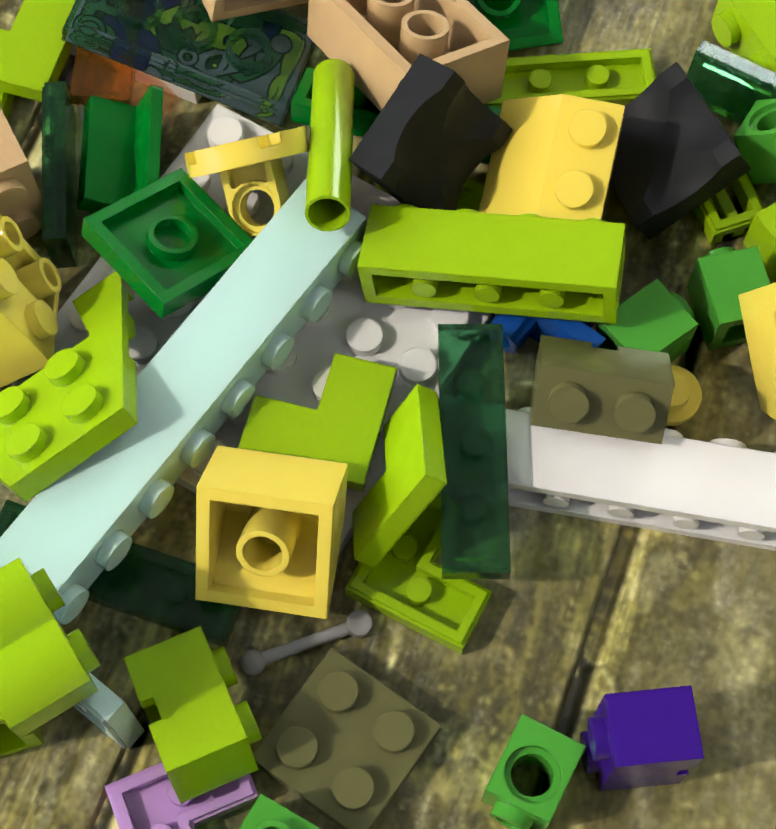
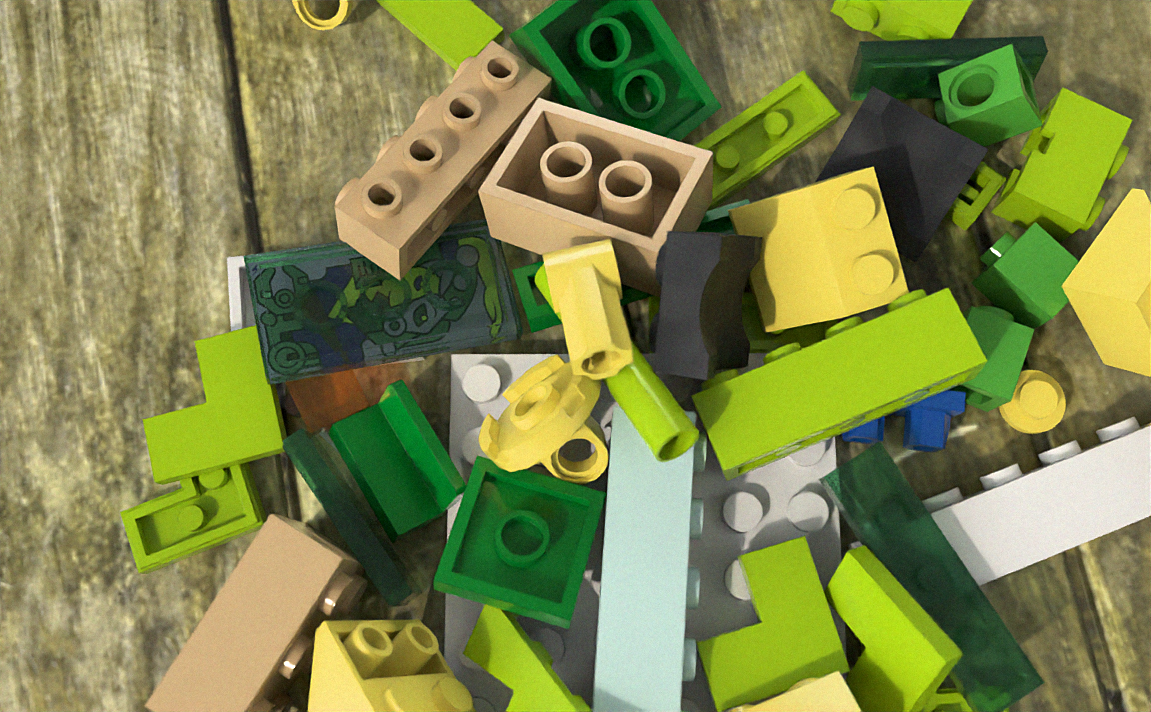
camera: 30 degrees left, 10 degrees up
(332, 79) = (587, 295): none -> light yellow piece
(601, 390) = (1003, 453): olive brick -> none

